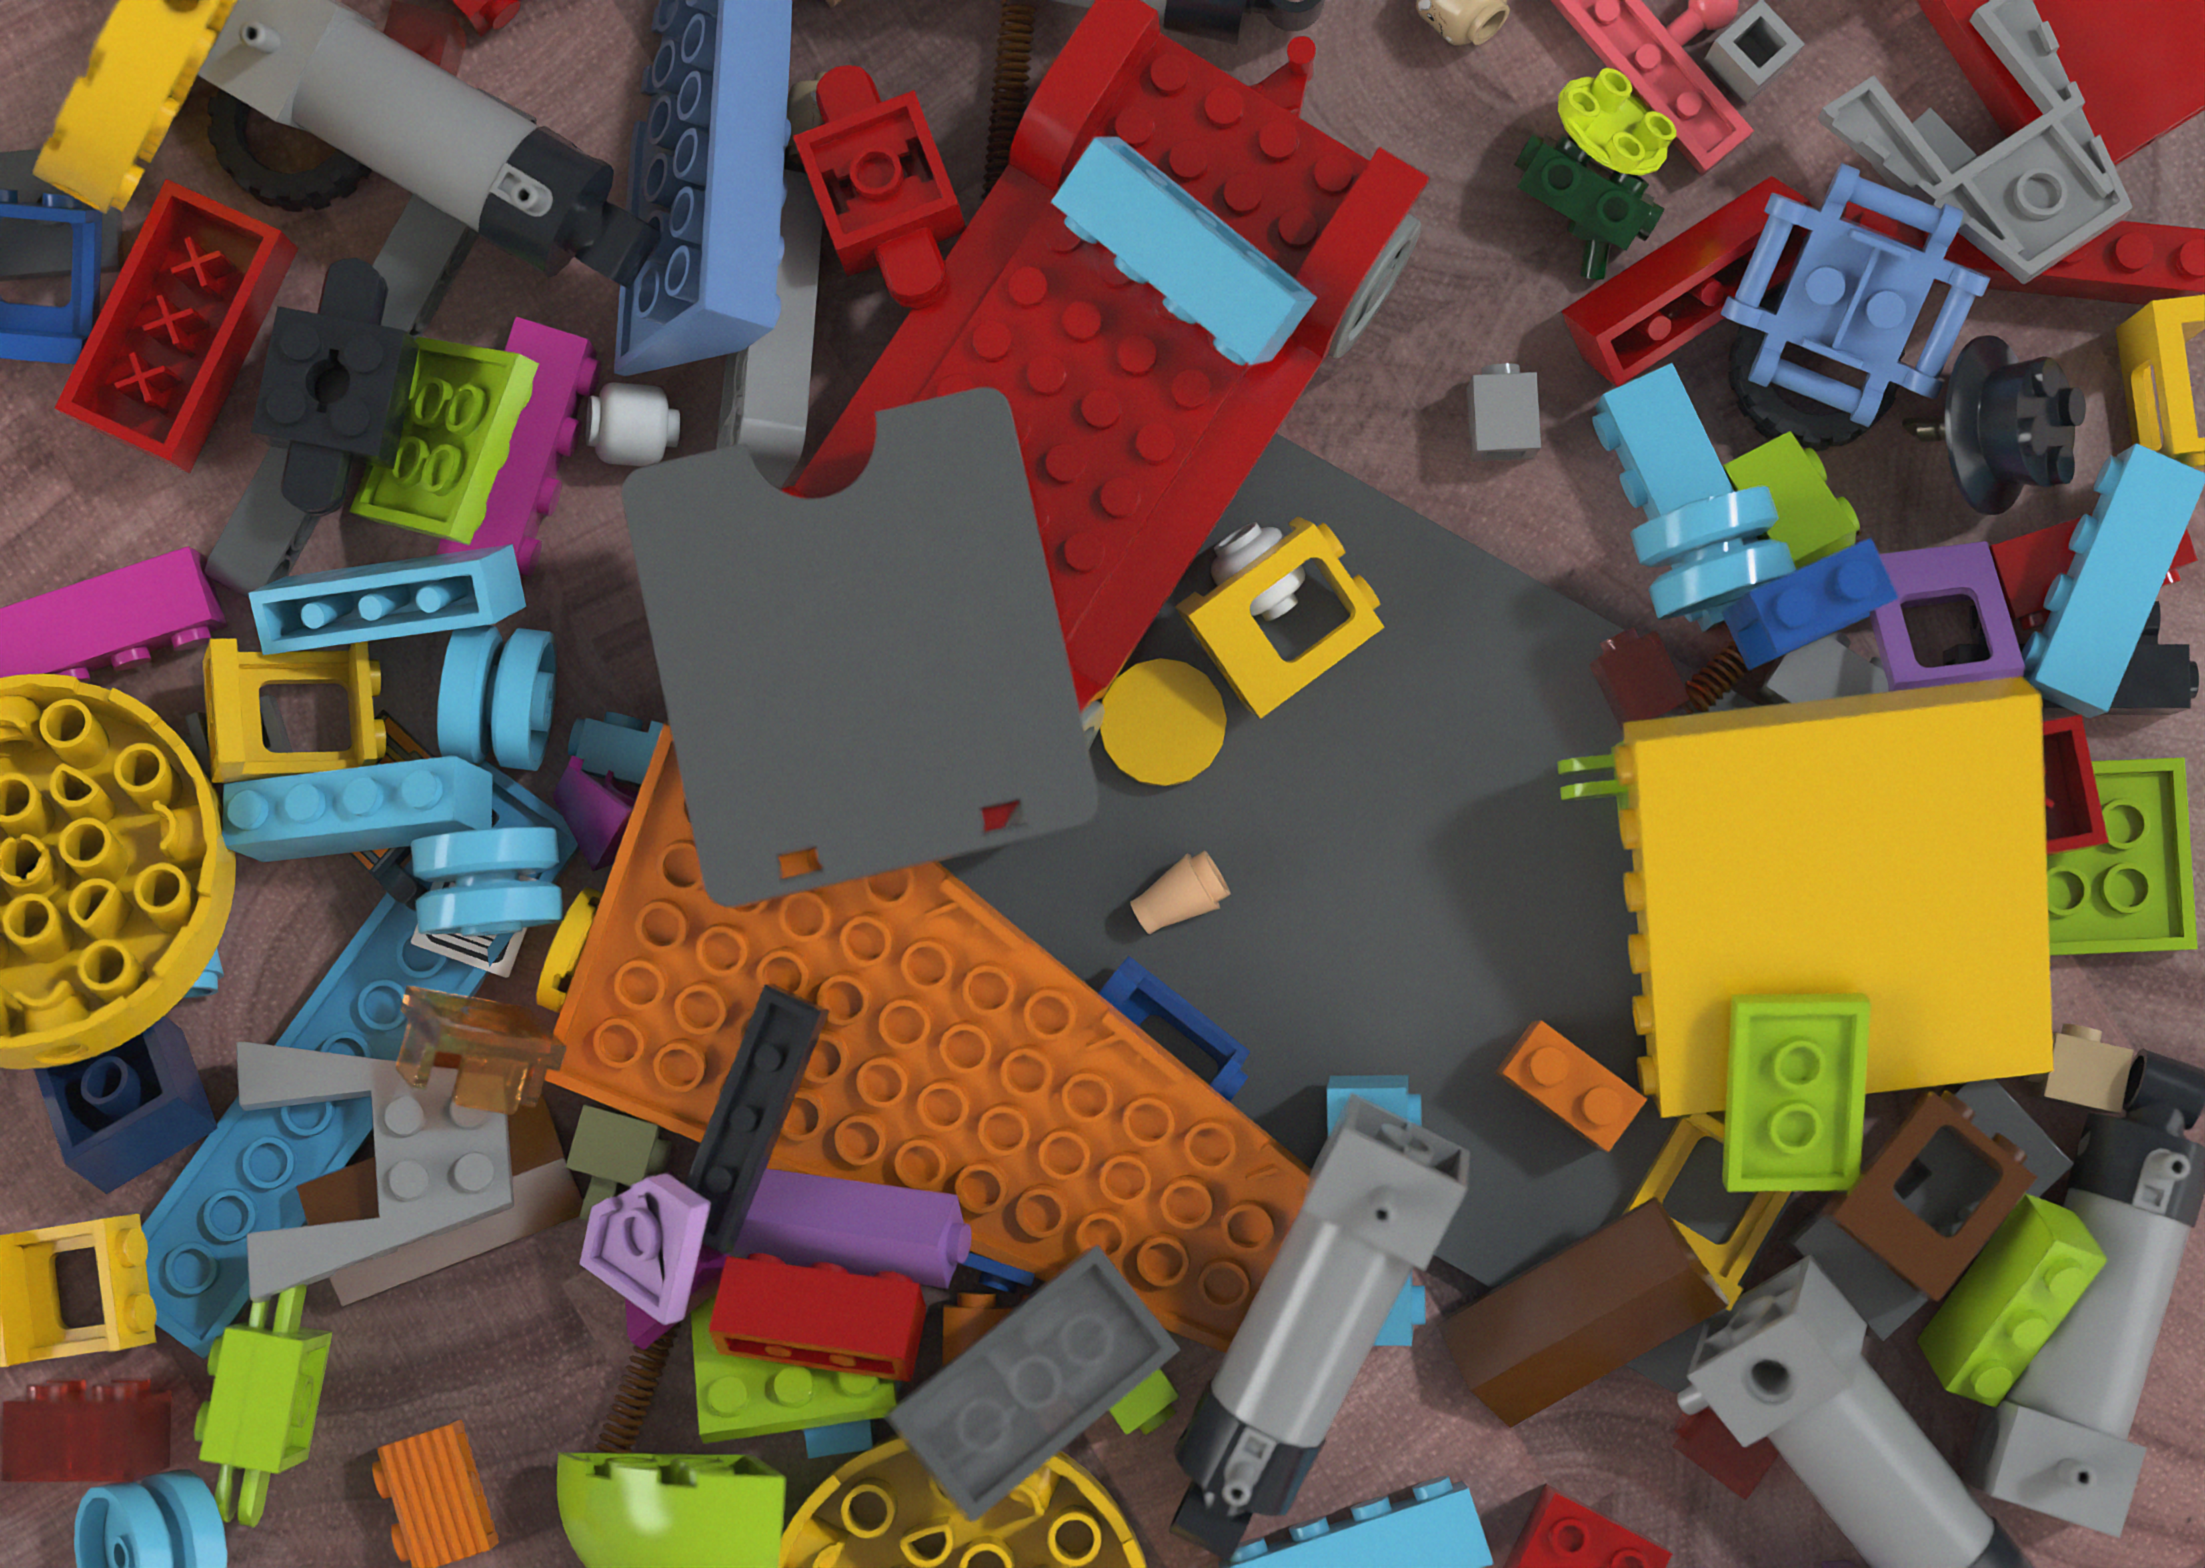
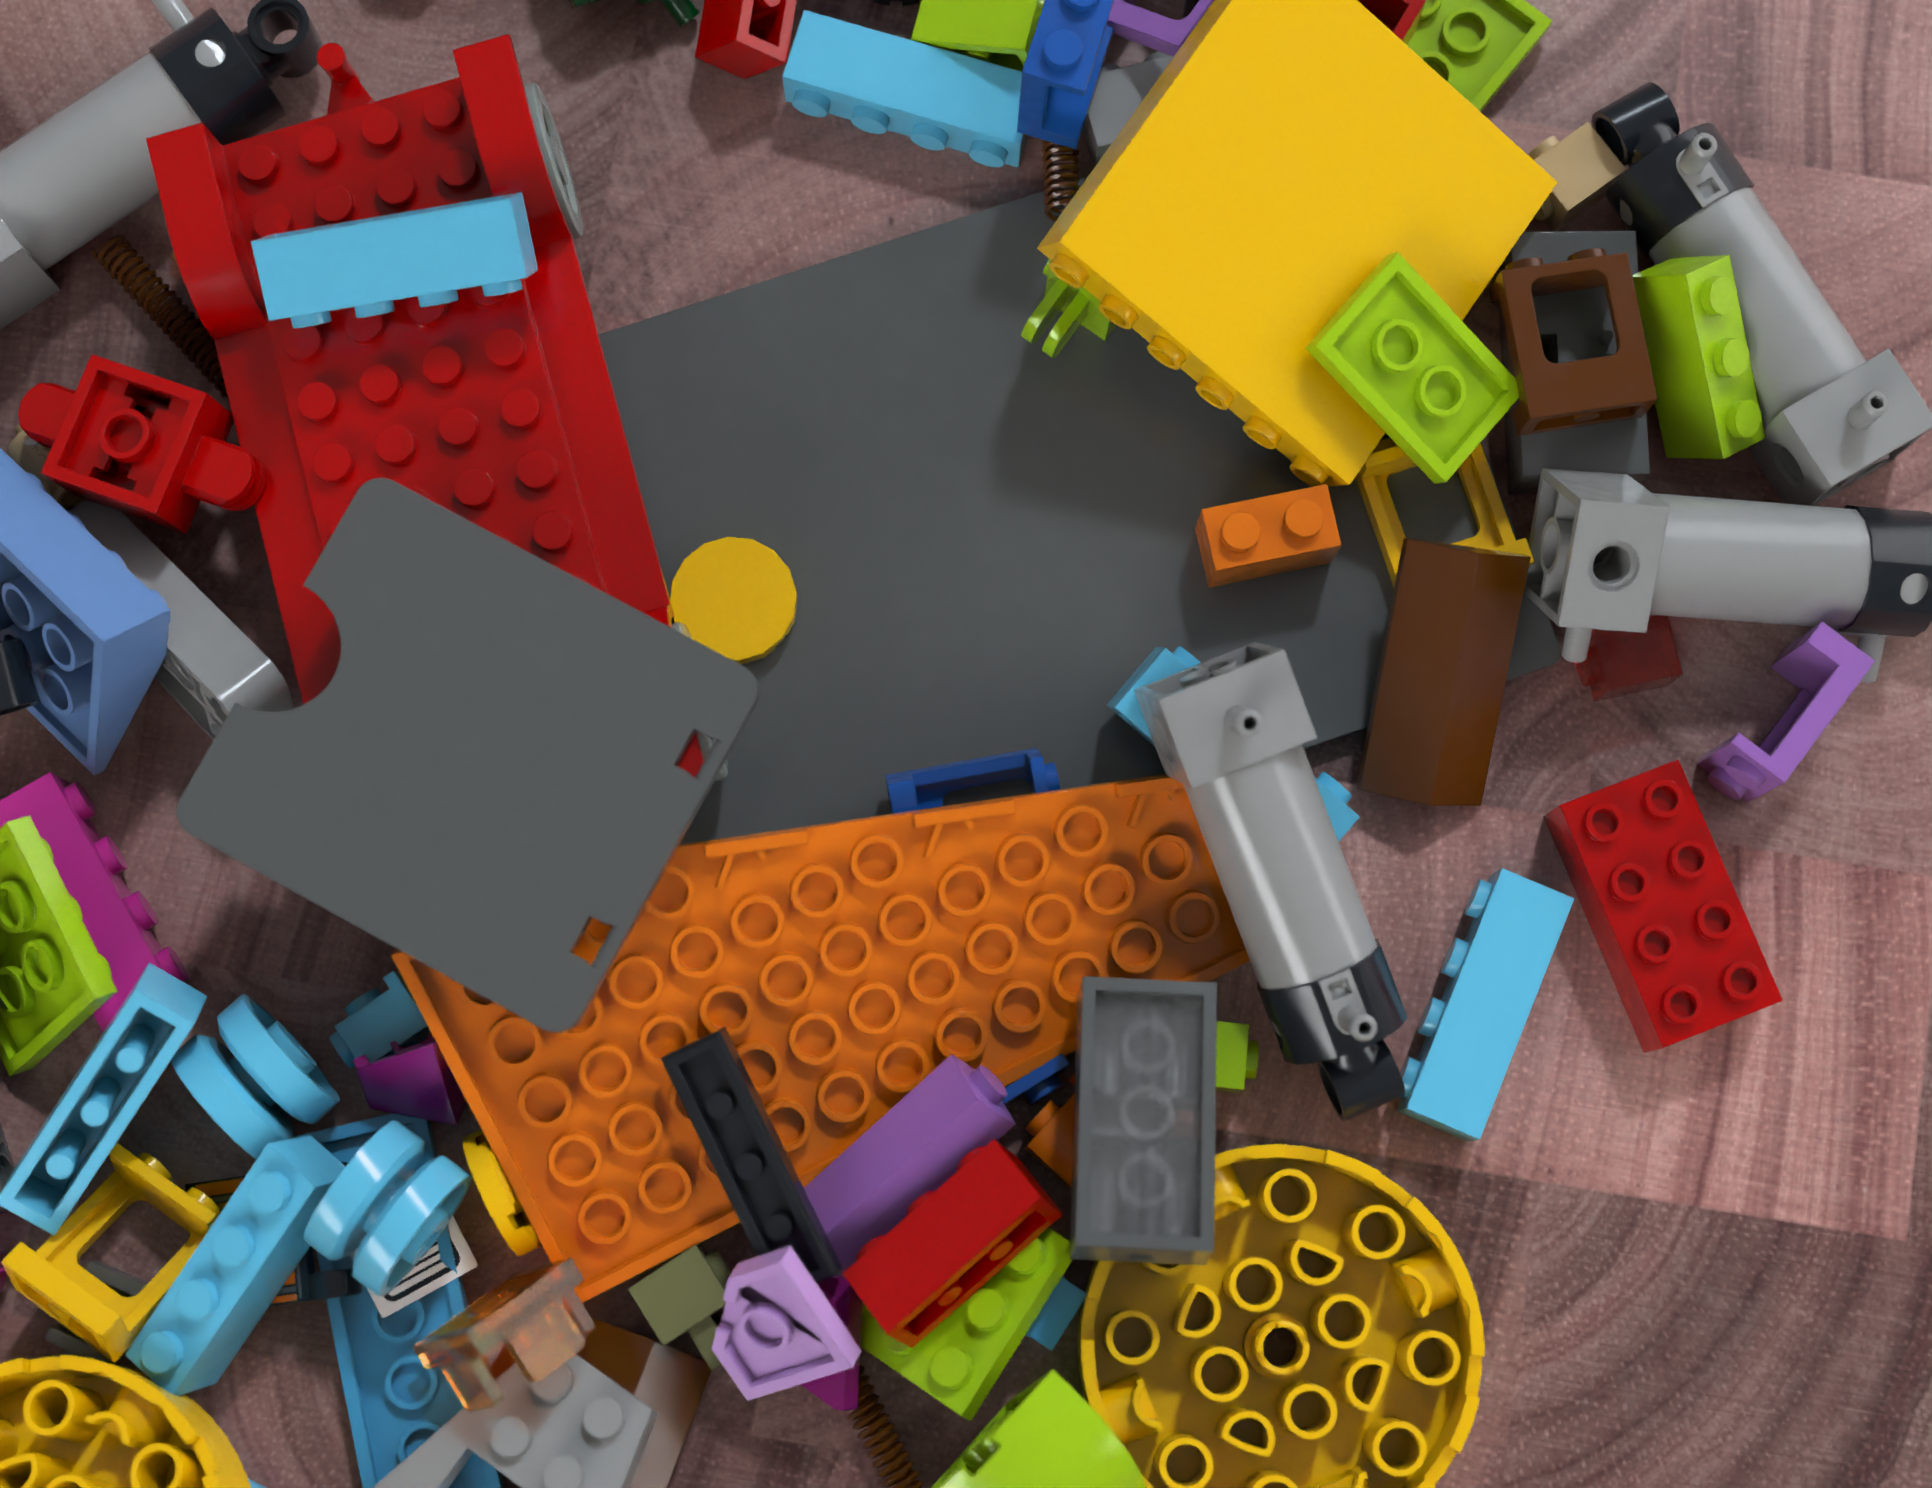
camera: 55 degrees left, 5 degrees down
(631, 424) = (142, 799): white head -> none
(1182, 893) = (873, 695): light nougat cone -> none
(1240, 647) = (725, 488): yellow window -> none
(1241, 549) = (685, 432): white head -> none
(1503, 414) = (732, 163): light grey brick -> none
(1637, 677) = (1009, 230): clear red brick -> none
(1710, 544) = (966, 88): medium azure wheel -> none

